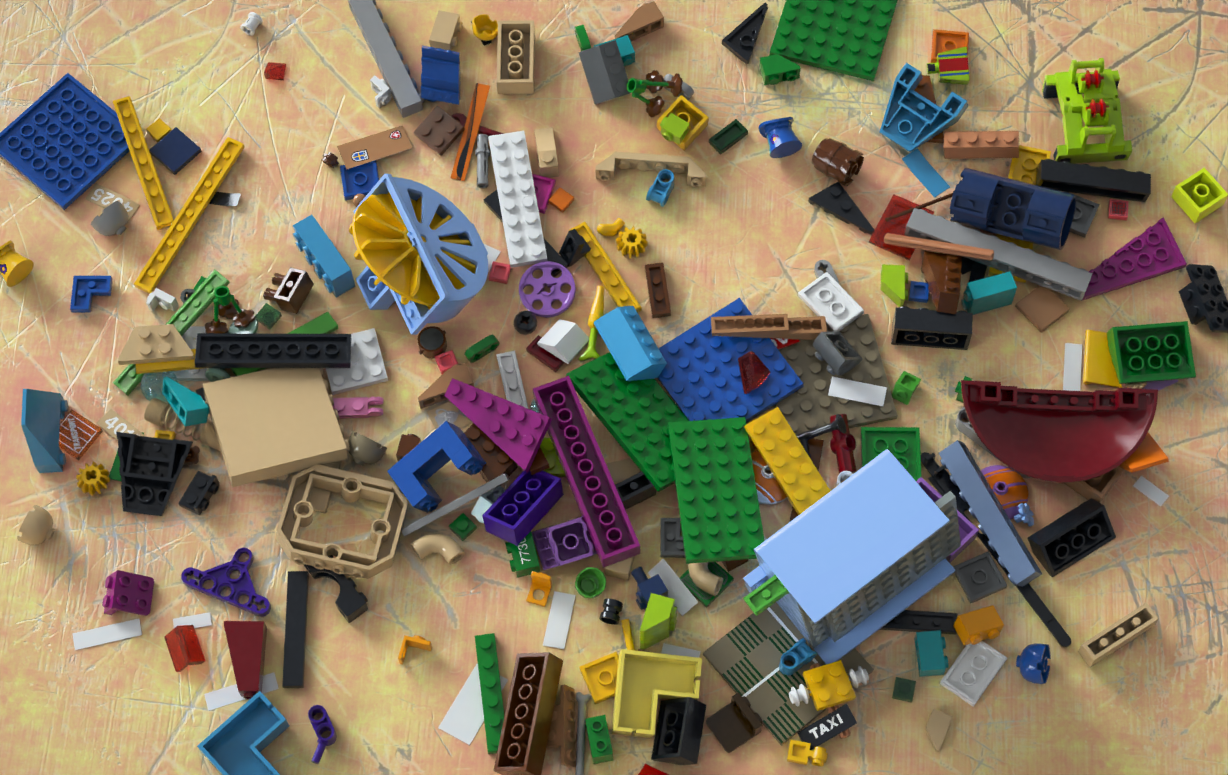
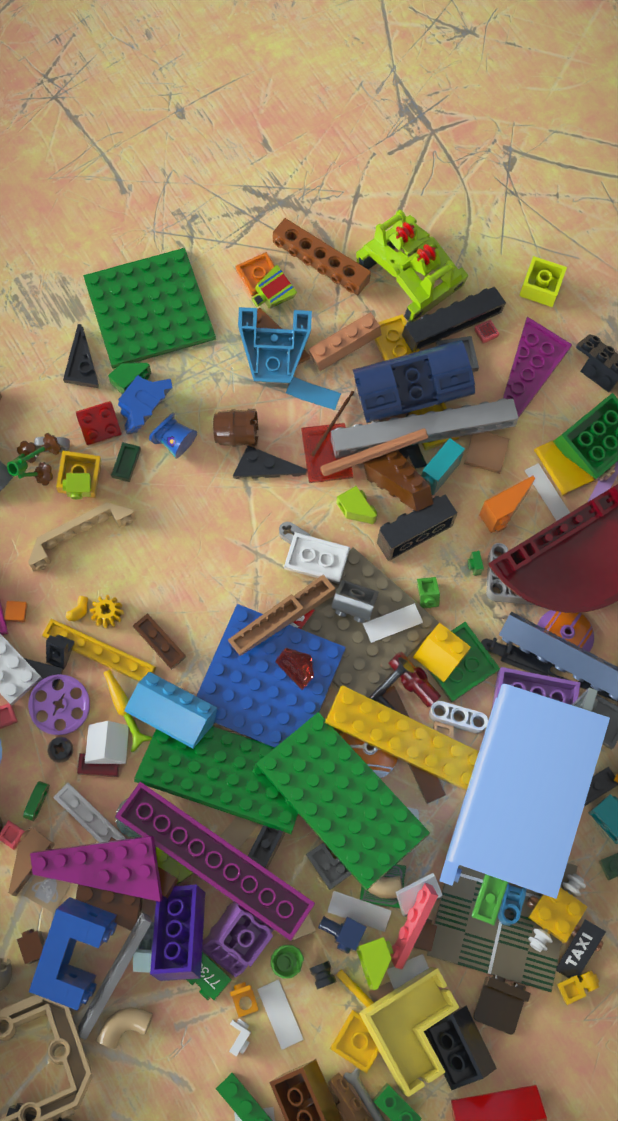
camera: 40 degrees left, 5 degrees up
(462, 527) = (132, 987): green plate -> none
(516, 615) = (241, 1042): none -> white bracket
(661, 190) = (100, 548): dark azure piece -> none
(709, 633) = (426, 937): none -> reddish brown brick
(711, 612) = (412, 928): none -> coral plate
(726, 91) = (98, 423): none -> red bracket
(726, 601) = (408, 894): none -> white slope
(773, 93) = (141, 400): none -> blue slope
(878, 434) = (441, 652): none -> yellow slope
(918, 292) = (381, 500): blue plate -> none
(1015, 54) = (295, 240): none -> dark orange brick
(1023, 356) = (501, 507): none -> orange slope
(1025, 515) = (600, 641): light blue plant -> none

